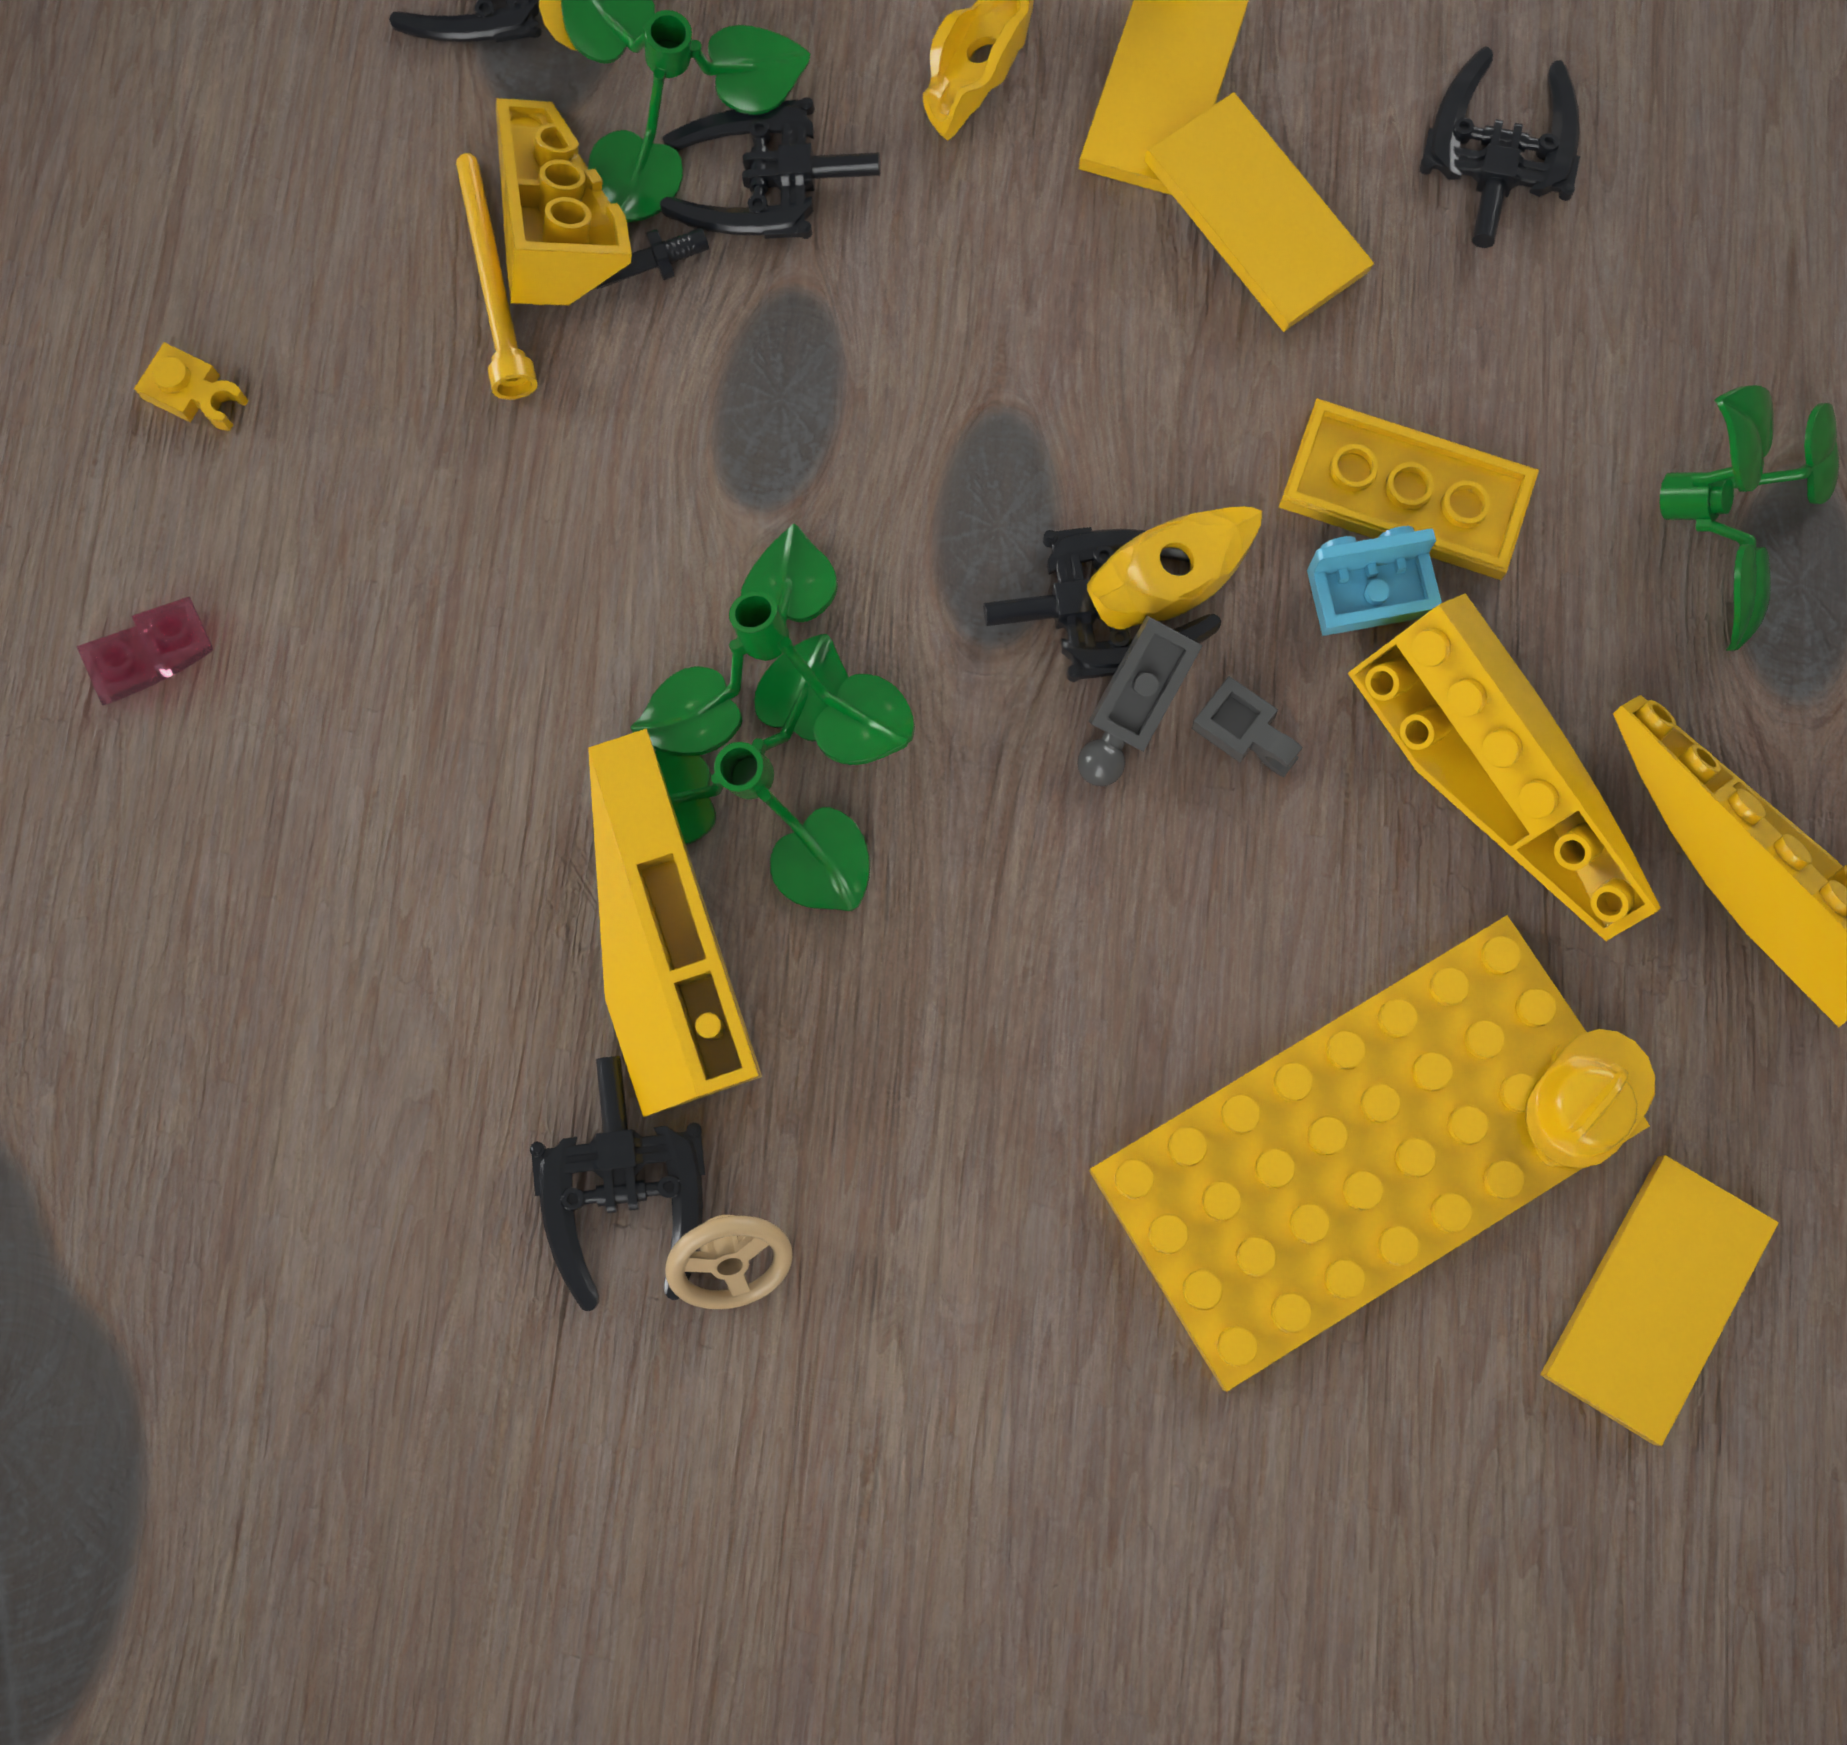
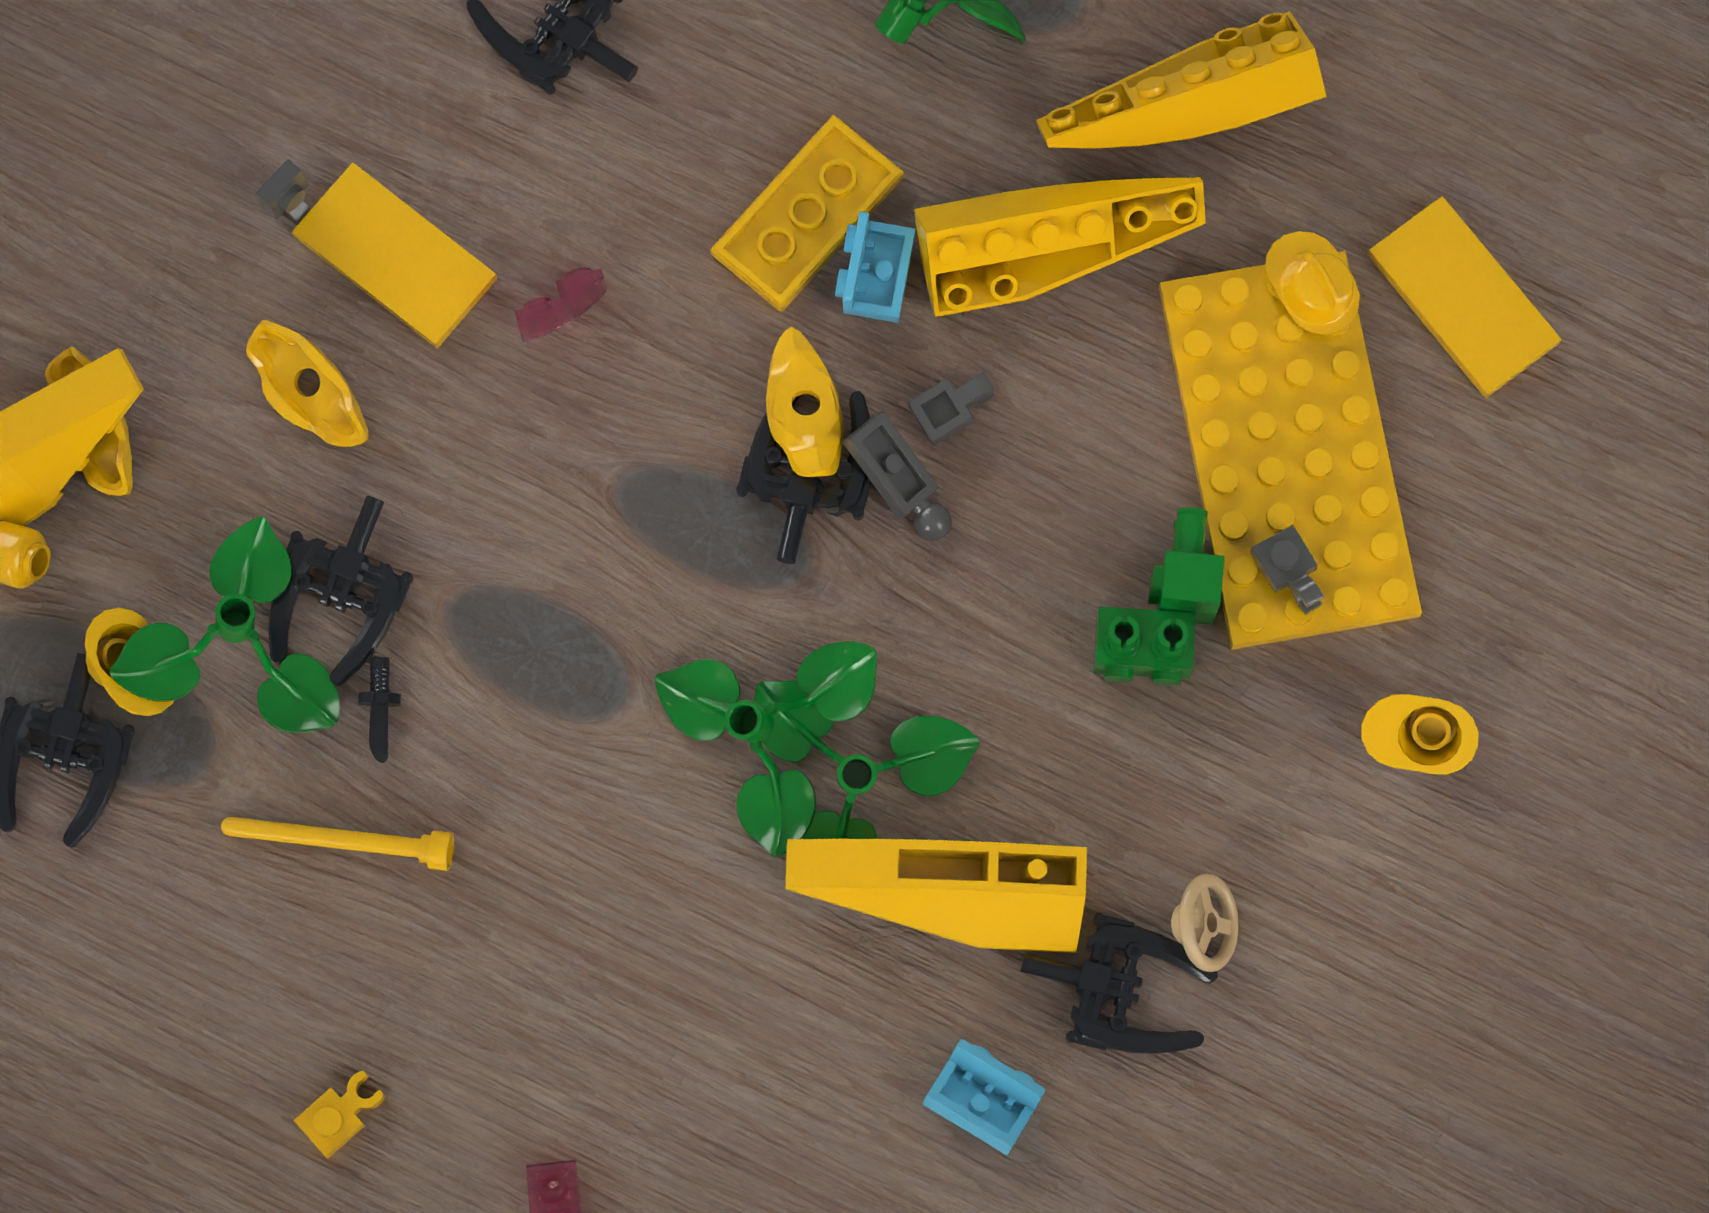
camera: 70 degrees left, 0 degrees up
(427, 1071) = (984, 1096): none -> medium azure bracket
(555, 215) = (318, 769): yellow wedge -> none
(1047, 1059) = (1144, 644): none -> green brick
(1065, 1445) = (1420, 734): none -> yellow piece
(1143, 1074) = (1188, 576): none -> green brick
(1191, 274) = (577, 293): none -> clear pink slope
(1217, 1195) = (1288, 563): none -> dark grey plate
(1258, 211) = (539, 228): yellow tile -> none

